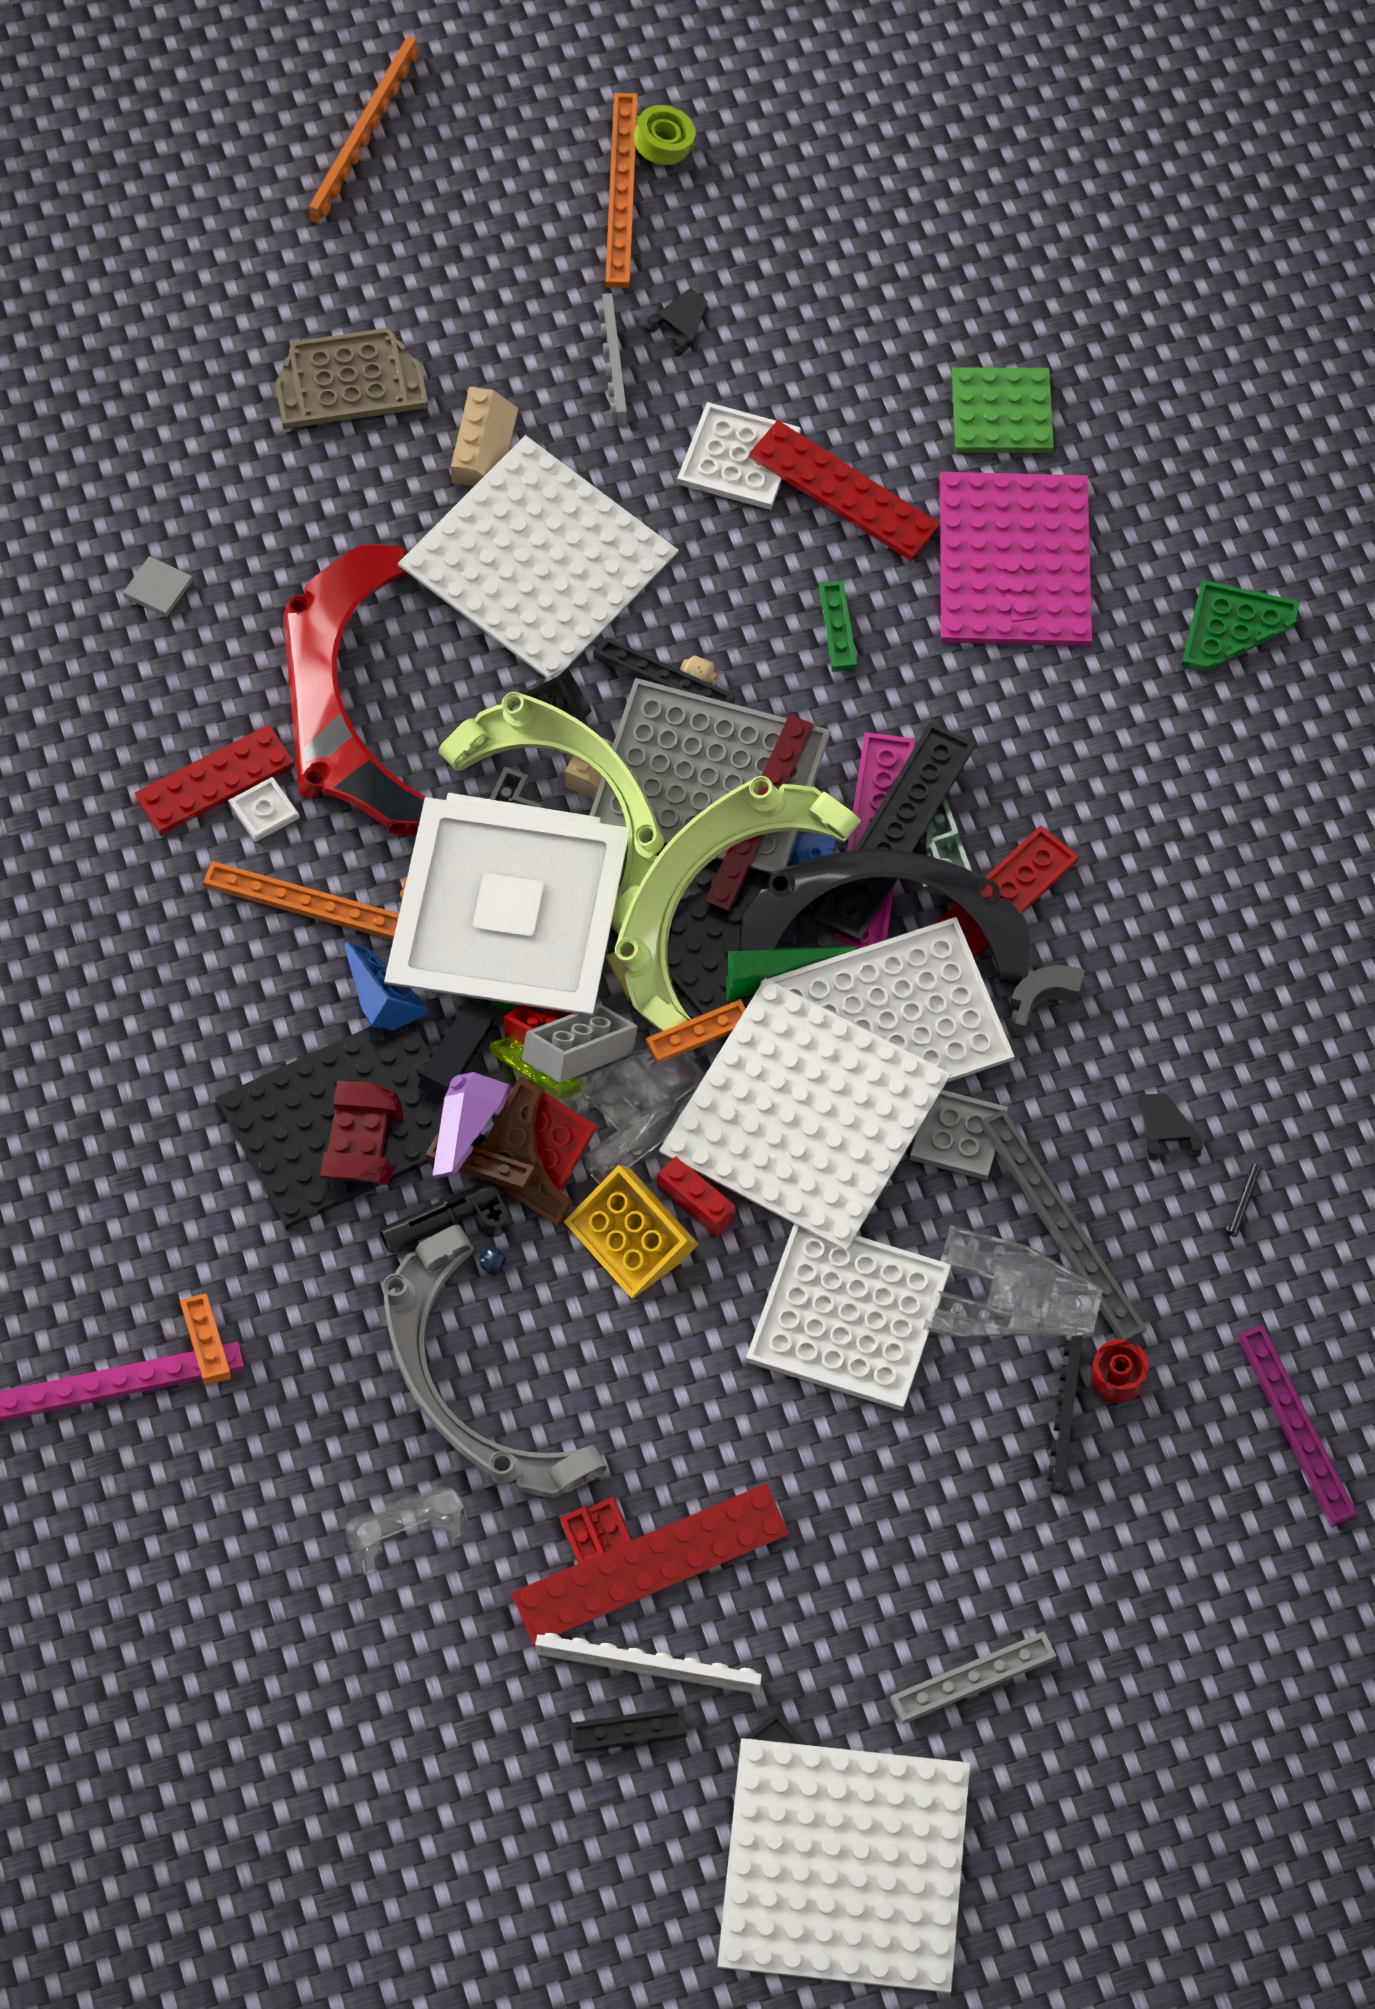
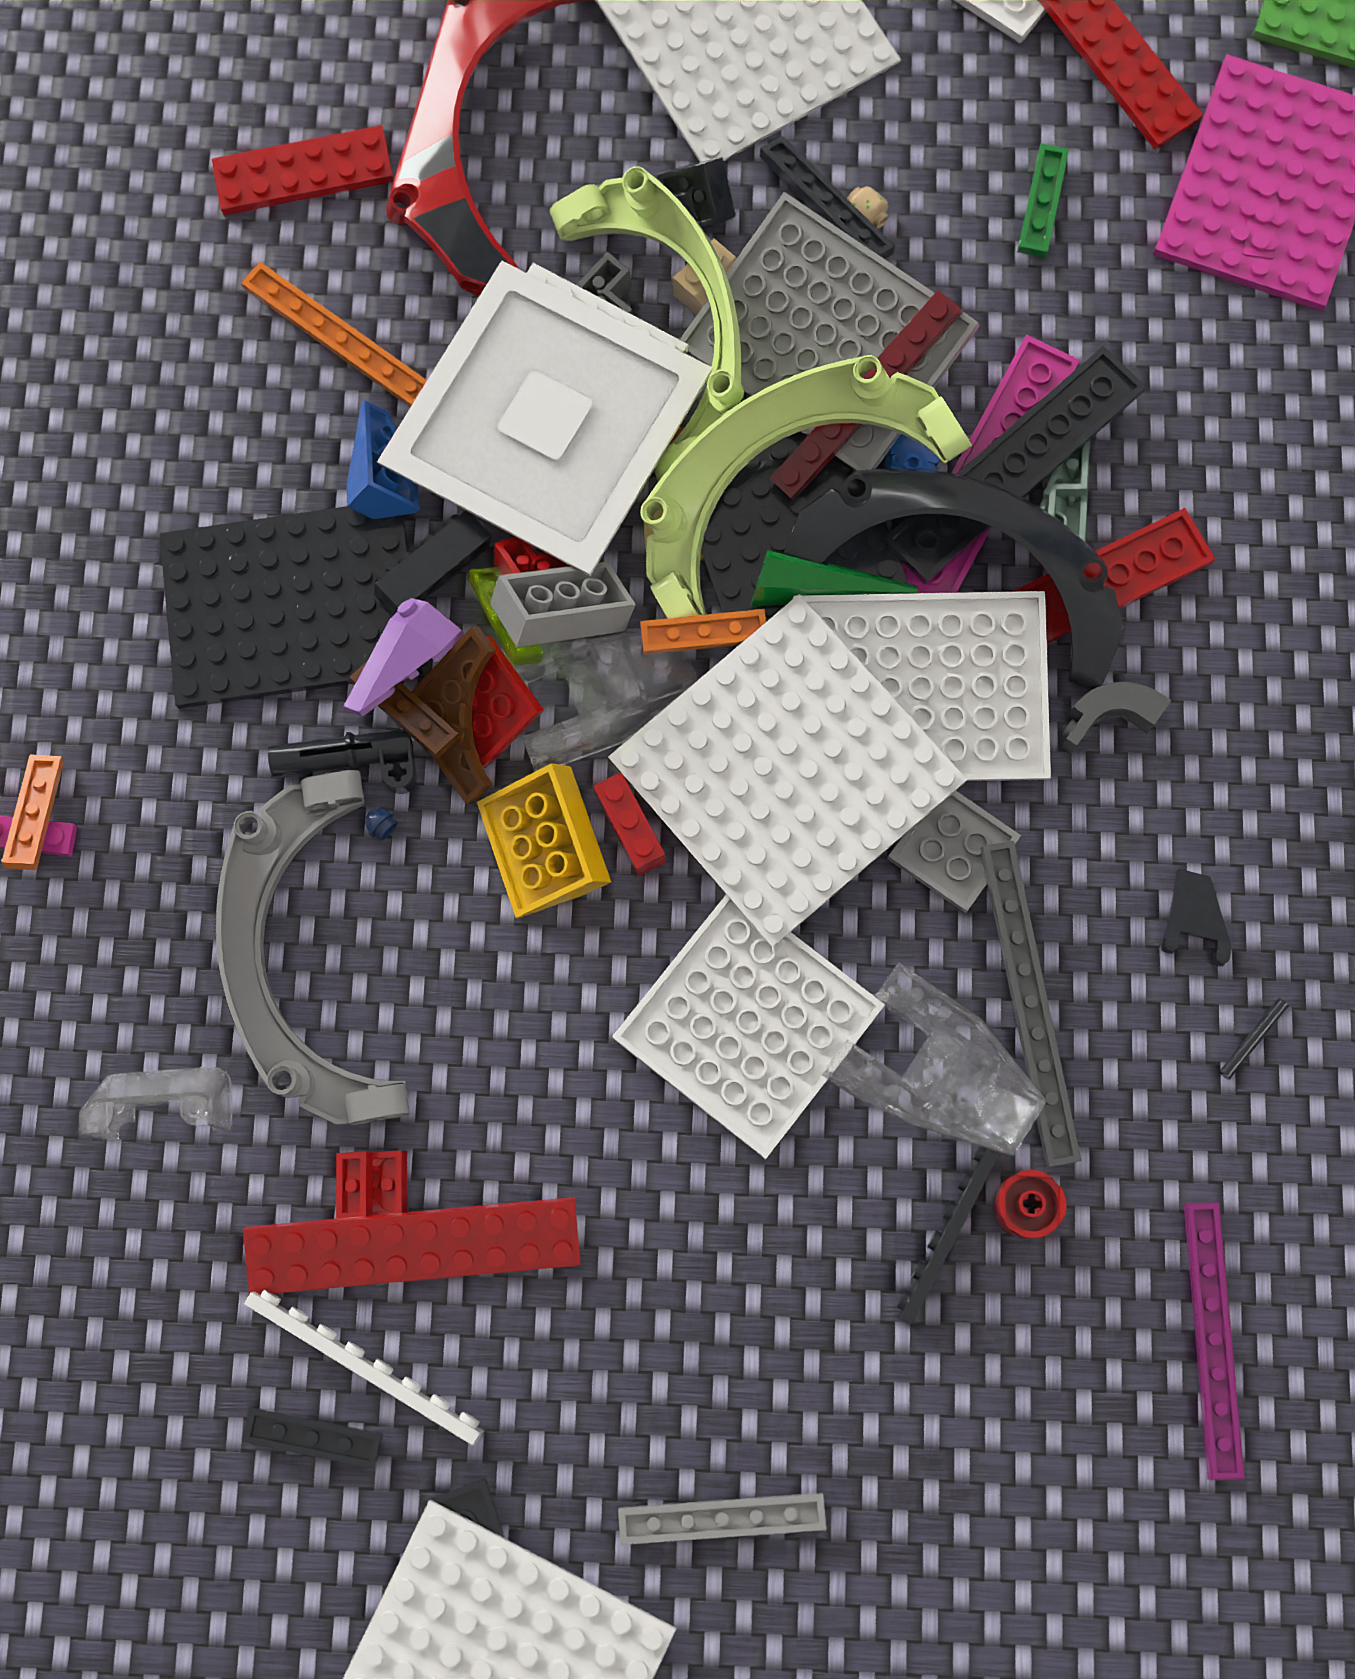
camera: 25 degrees right, 15 degrees up
(263, 809) = (341, 220): white tile -> none
(360, 1133) = (289, 629): dark red piece -> none

